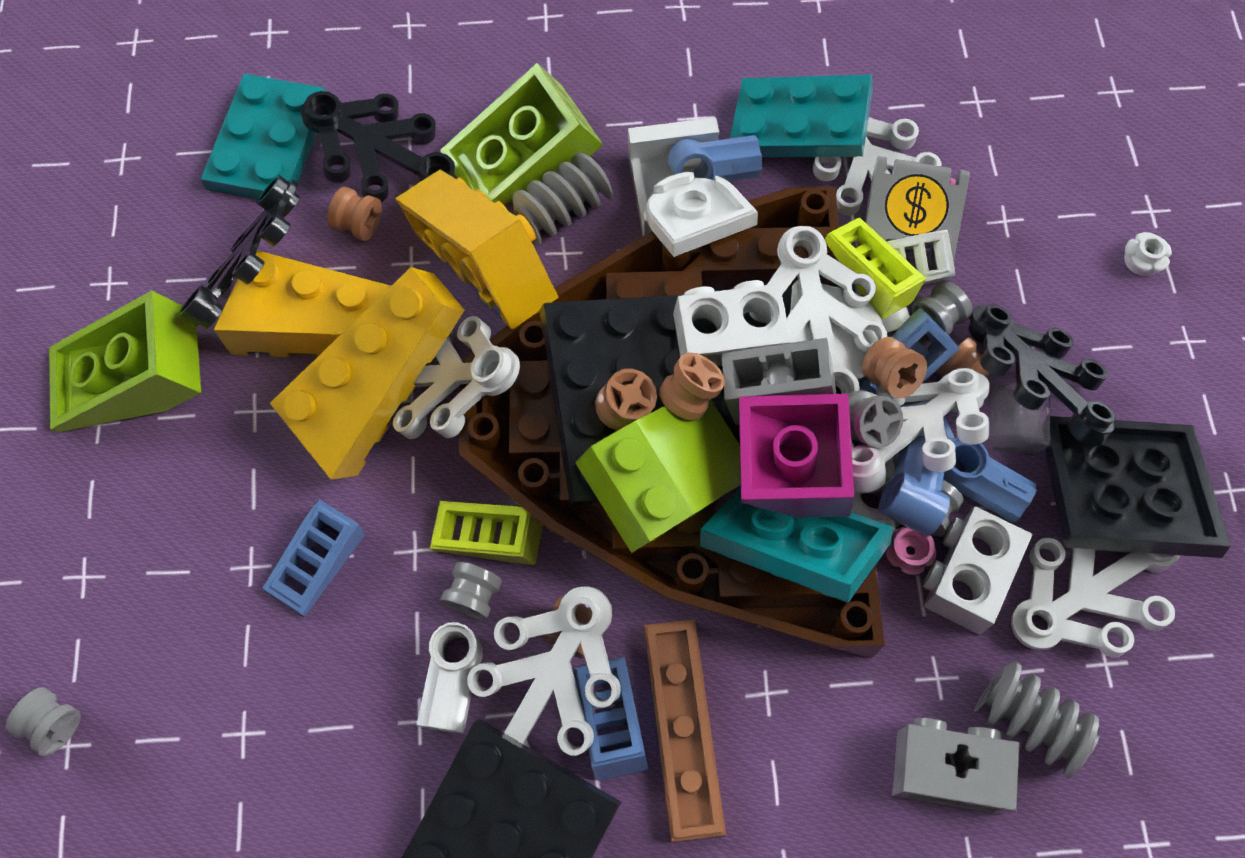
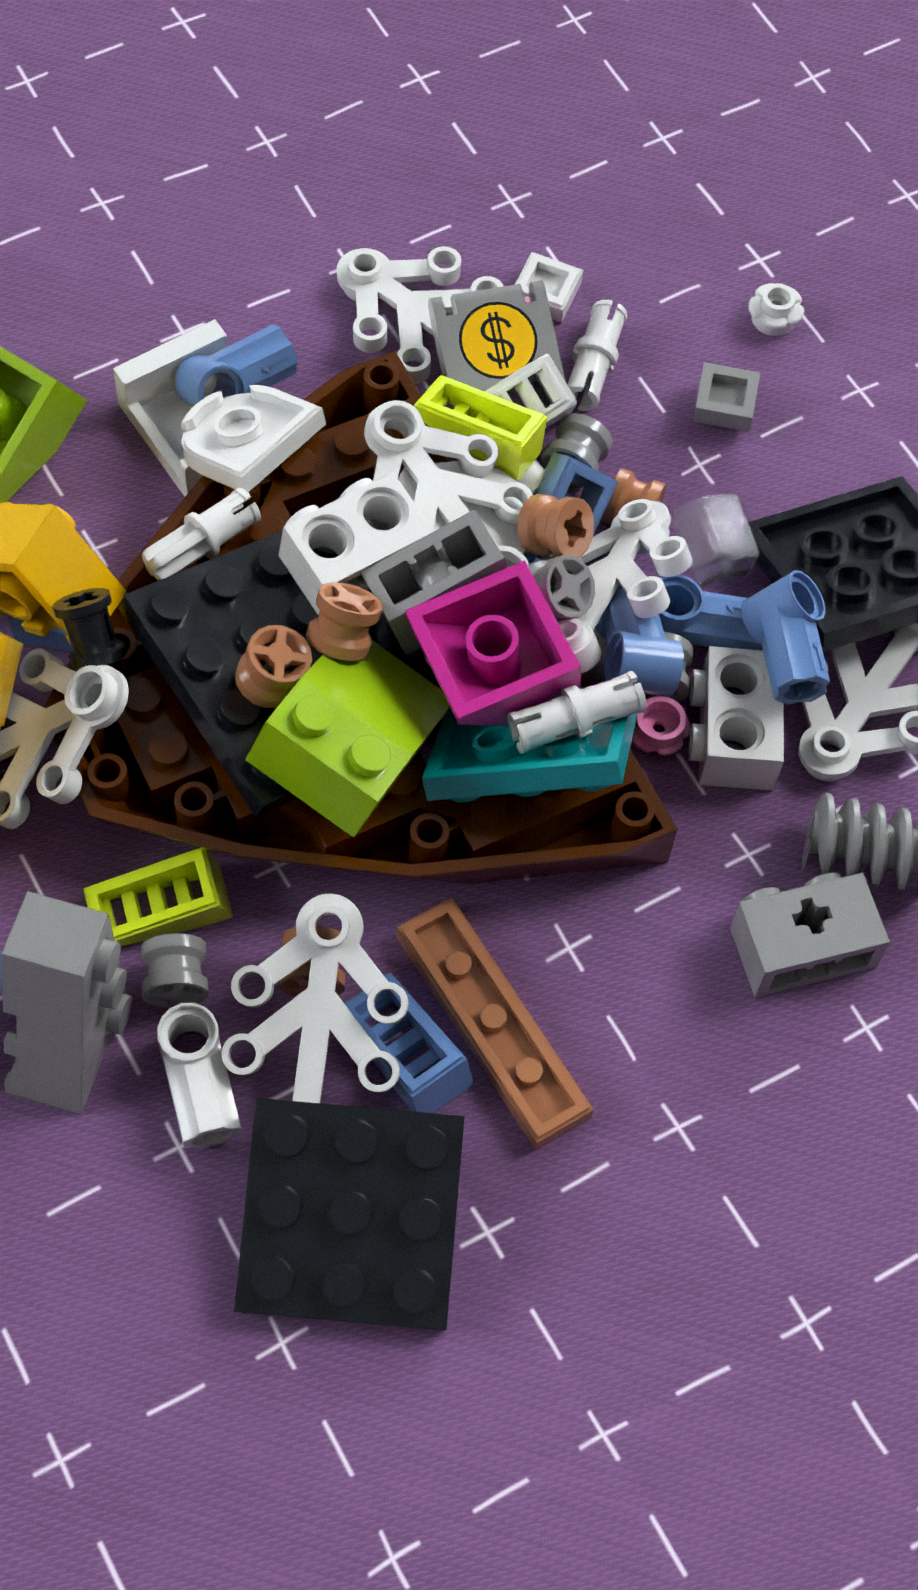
camera: 30 degrees left, 5 degrees down
(372, 585) = (66, 998): none -> light grey wedge
(513, 317) = (90, 628): none -> black bush
(561, 193) = (71, 467): light grey piece -> none
(625, 276) = (201, 535): none -> white axle
(805, 114) = (318, 281): teal plate -> none
(839, 528) = (576, 712): none -> white pin
(984, 174) = (559, 280): none -> white tile
(989, 240) = (596, 353): none -> white pin
(1042, 372) = (718, 476): black plant -> none
(1042, 516) = (785, 625): none -> medium blue piece
(1077, 310) = (726, 397): none -> light grey plate

